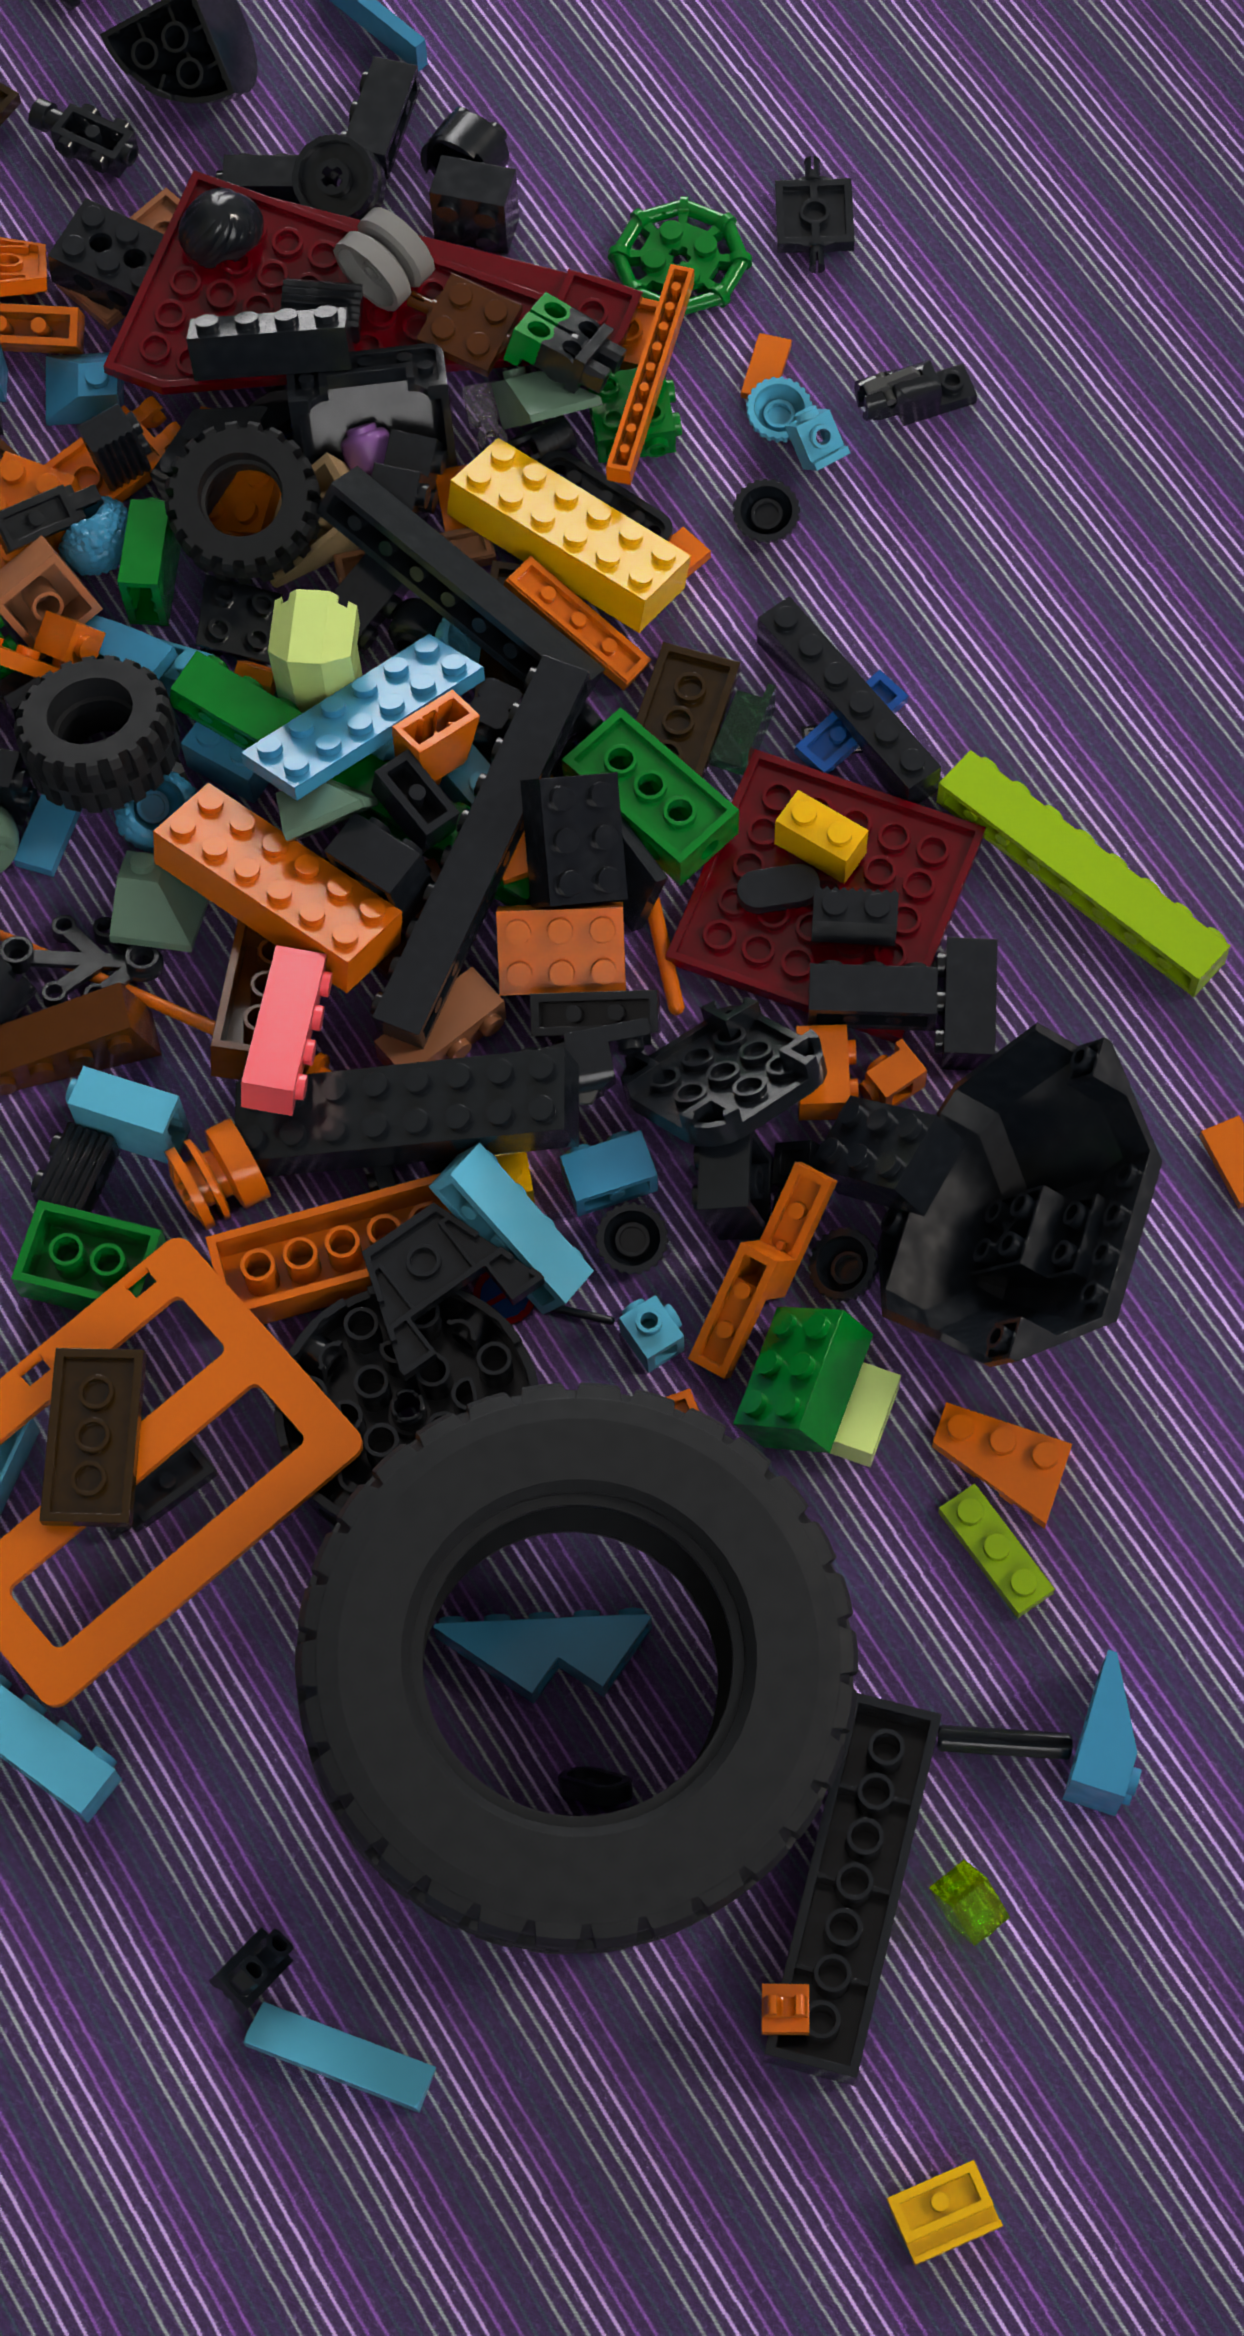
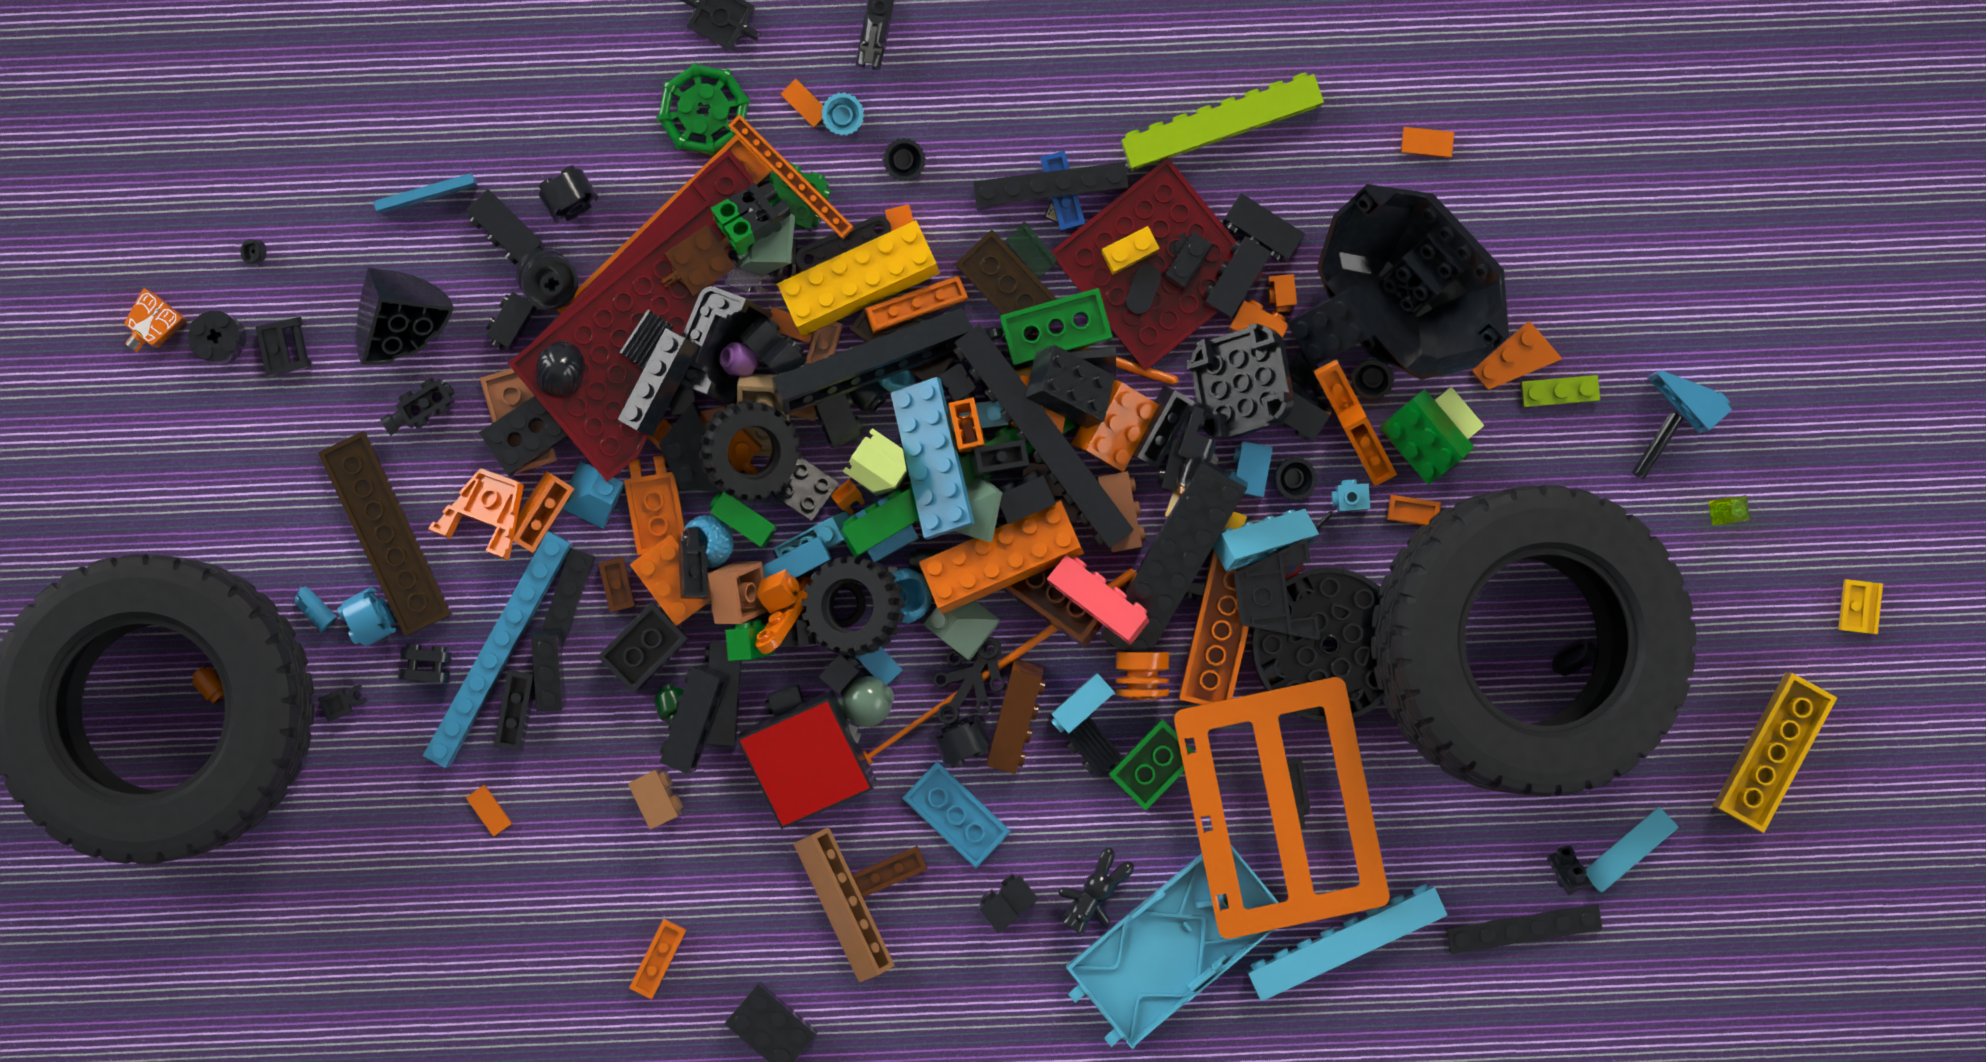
camera: 65 degrees left, 20 degrees up
(93, 1437) = (1264, 812): dark brown plate -> none
(116, 446) = (663, 501): black brick -> none
(126, 1960) = (1524, 928): none -> black plate
(384, 258) = (640, 285): light grey wheel -> none
(474, 204) = (608, 210): black brick -> none
(532, 1650) = (1497, 621): dark azure slope -> none
(623, 2197) = (1774, 752): none -> yellow brick
(785, 2009) = (1737, 629): orange tile -> none
(803, 438) = (876, 105): medium azure brick -> none
(855, 1885) = (1708, 573): black brick -> none

